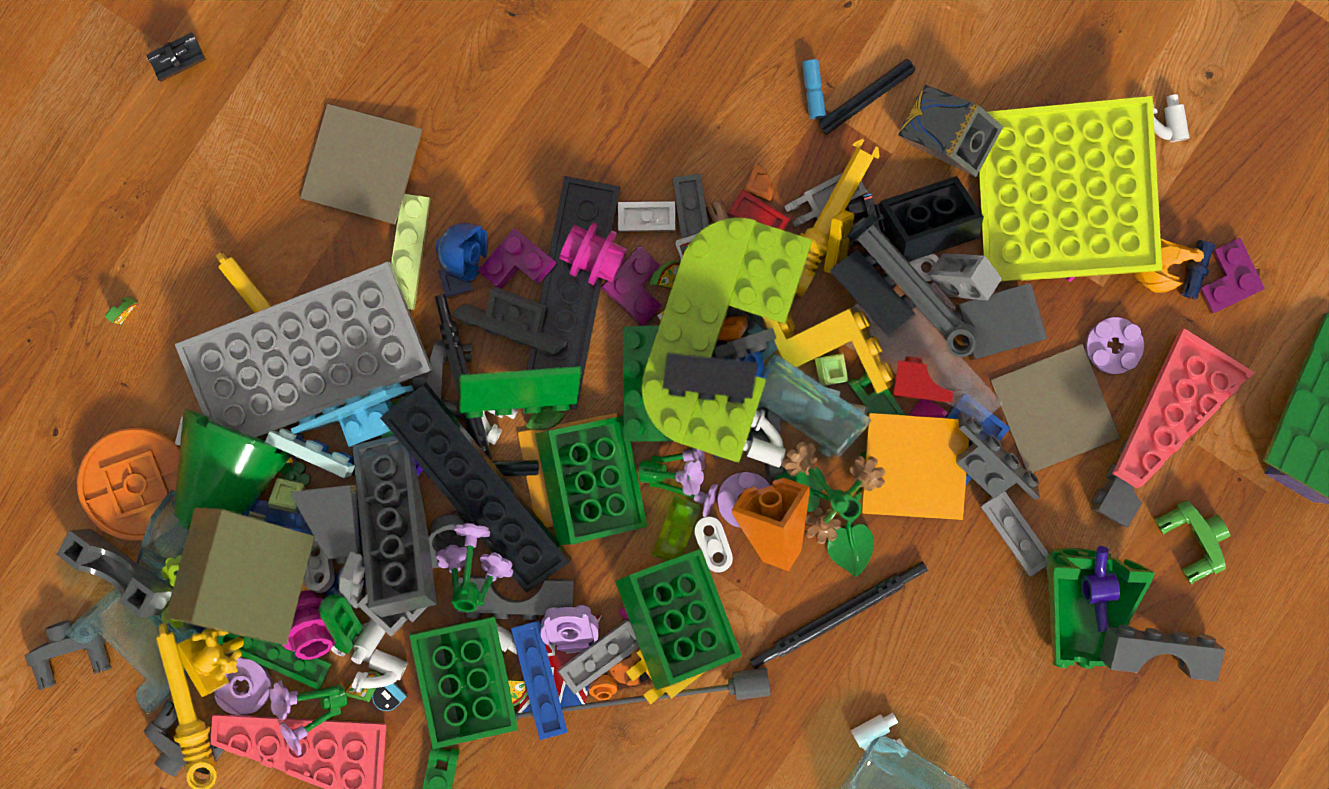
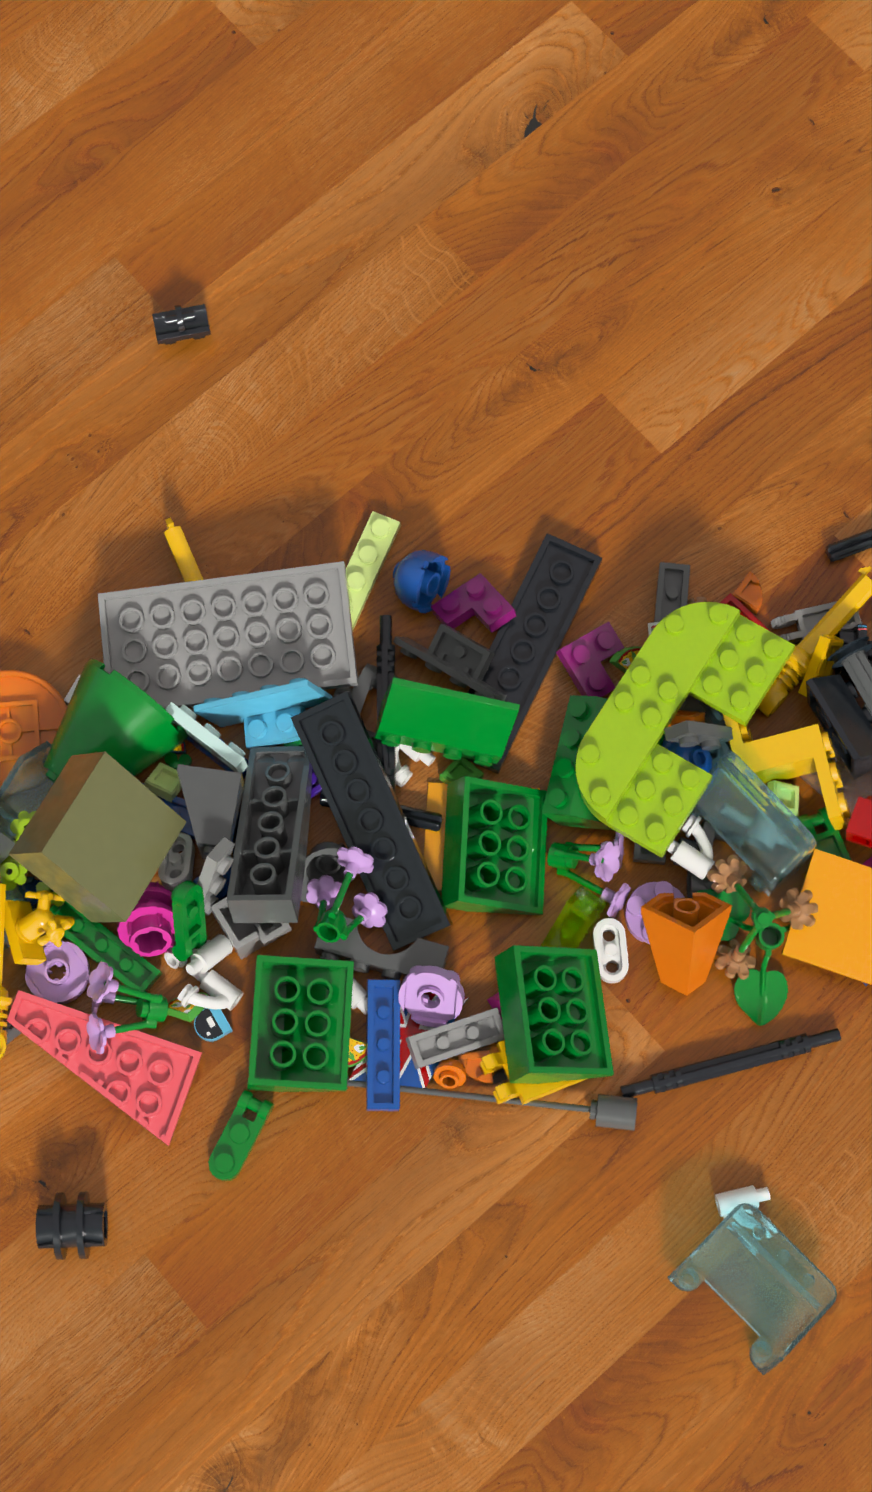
camera: 15 degrees right, 15 degrees down
(119, 314) = (47, 557): bright green tile -> none
(361, 164) = (338, 473): dark tan piece -> none
(454, 286) = (402, 615): dark blue tile -> none
(593, 253) = (558, 610): dark pink piece -> none
(646, 216) = (622, 595): white plate -> none
(709, 377) = (654, 747): black slope -> none
(813, 85) = (829, 507): dark azure piece -> none

